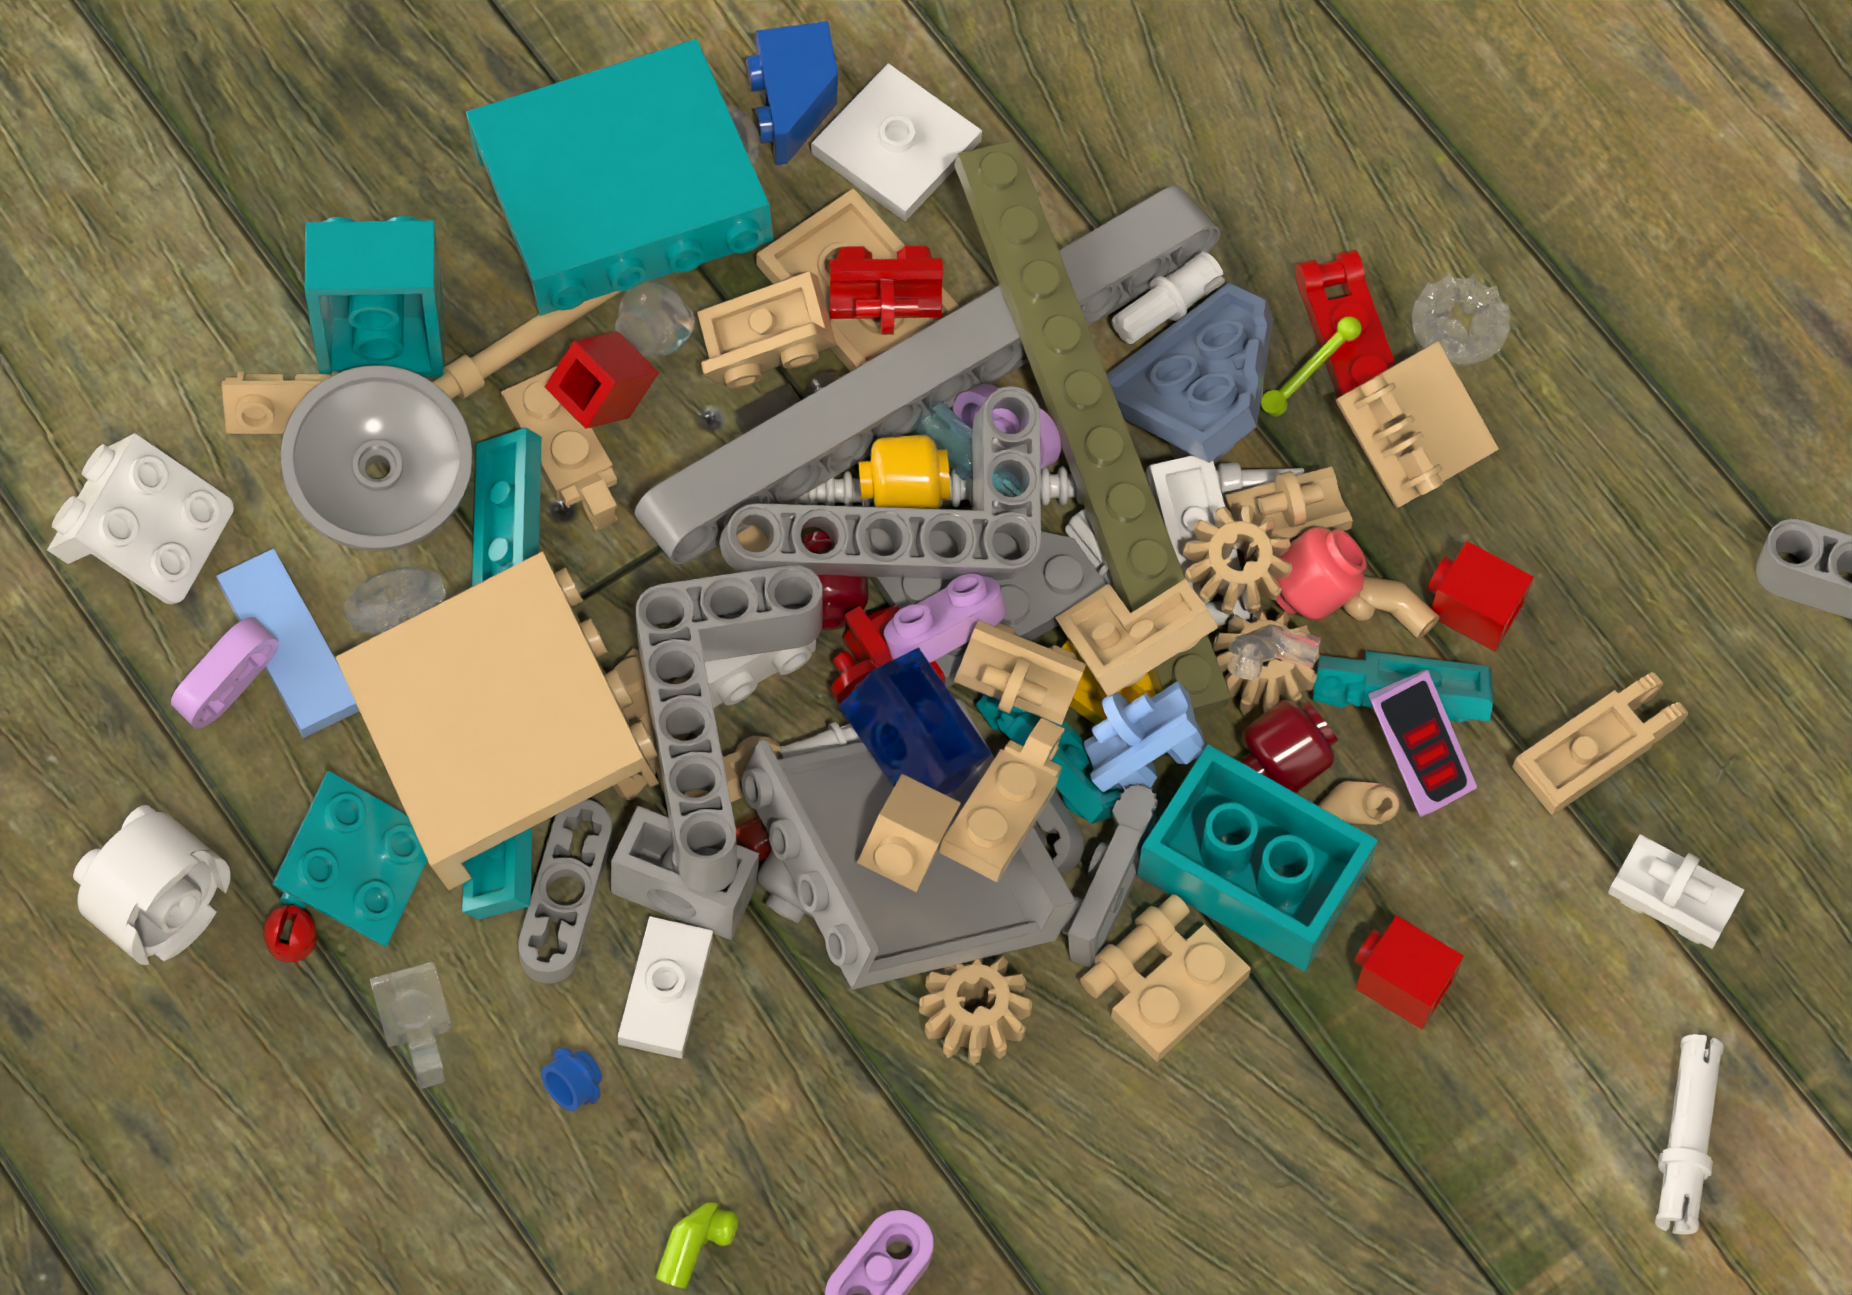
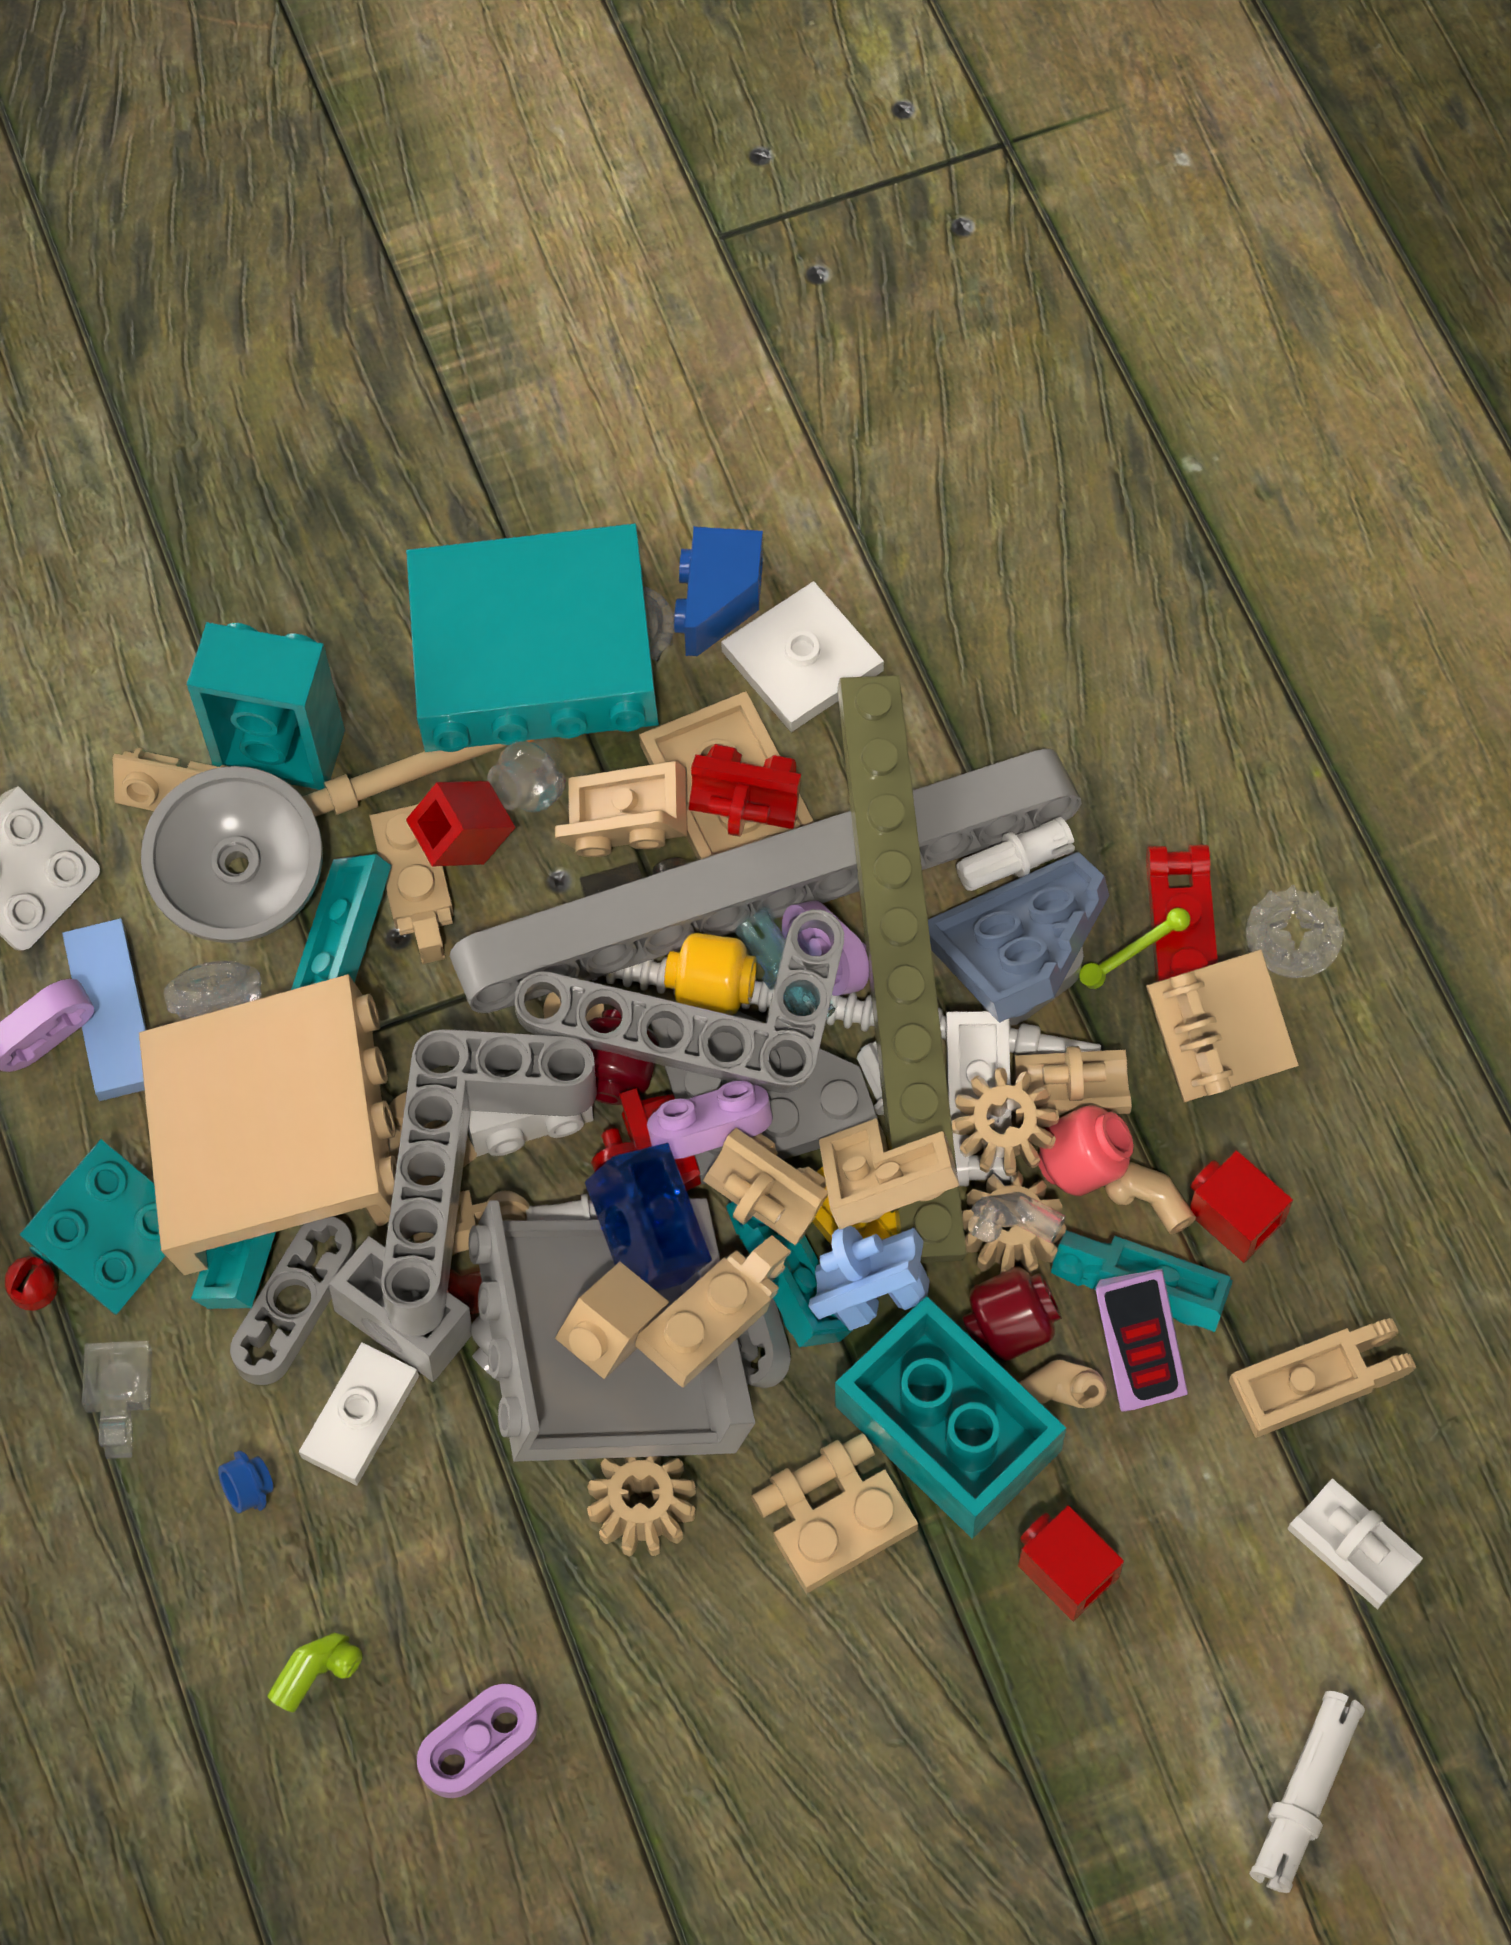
camera: 20 degrees right, 0 degrees up
(1113, 875) = (808, 1403): light grey hinge -> none

